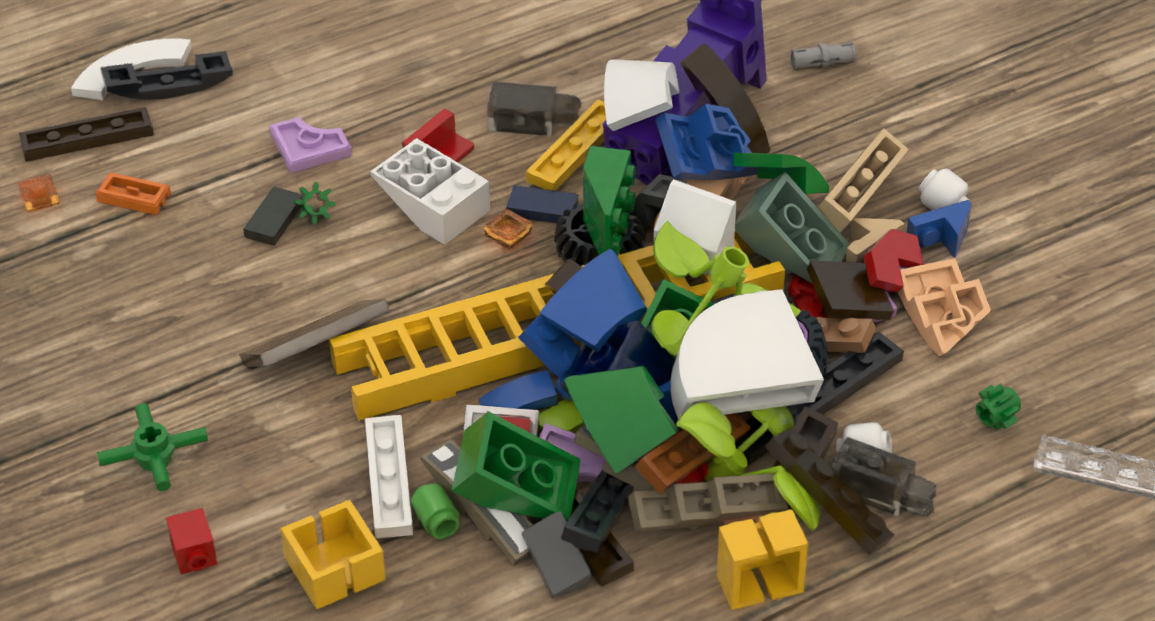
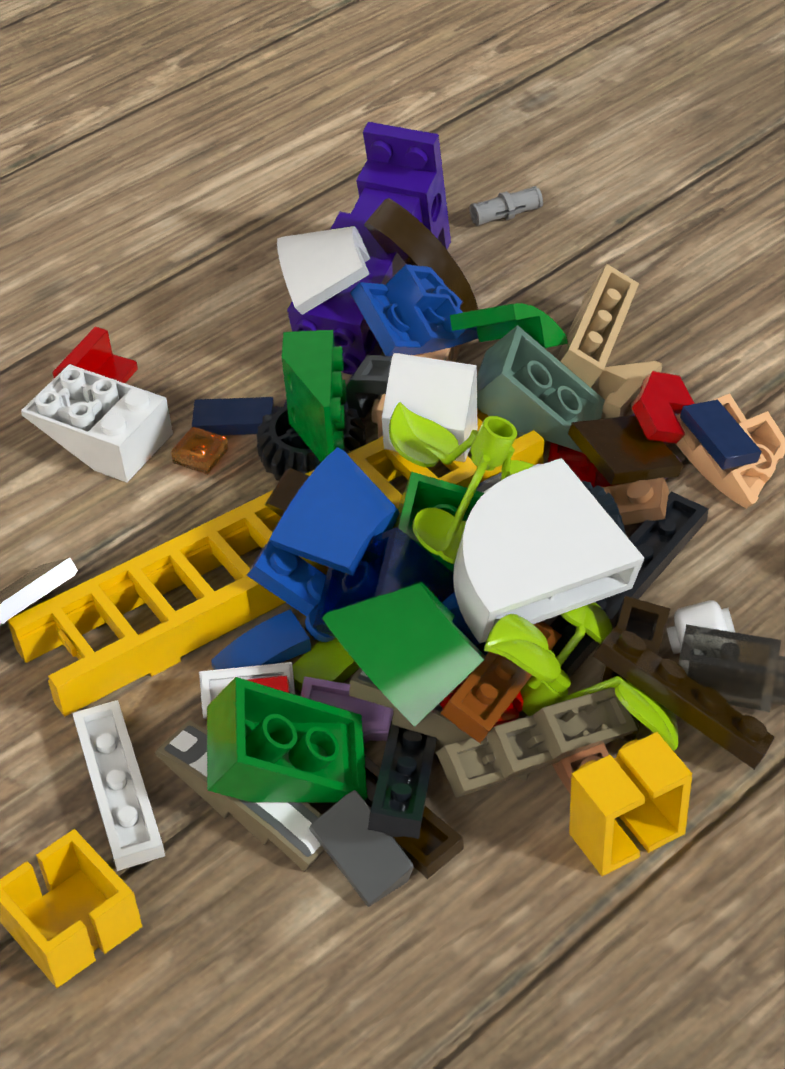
camera: 10 degrees left, 0 degrees up
(435, 510) = (189, 818): bright green brick -> none
(530, 109) = (194, 312): clear smoke hinge -> none
(569, 150) = (252, 348): yellow plate -> none
(931, 291) = (720, 434): none -> dark blue tile
(942, 189) = (690, 325): white head -> none
(942, 225) = (702, 360): blue slope -> none

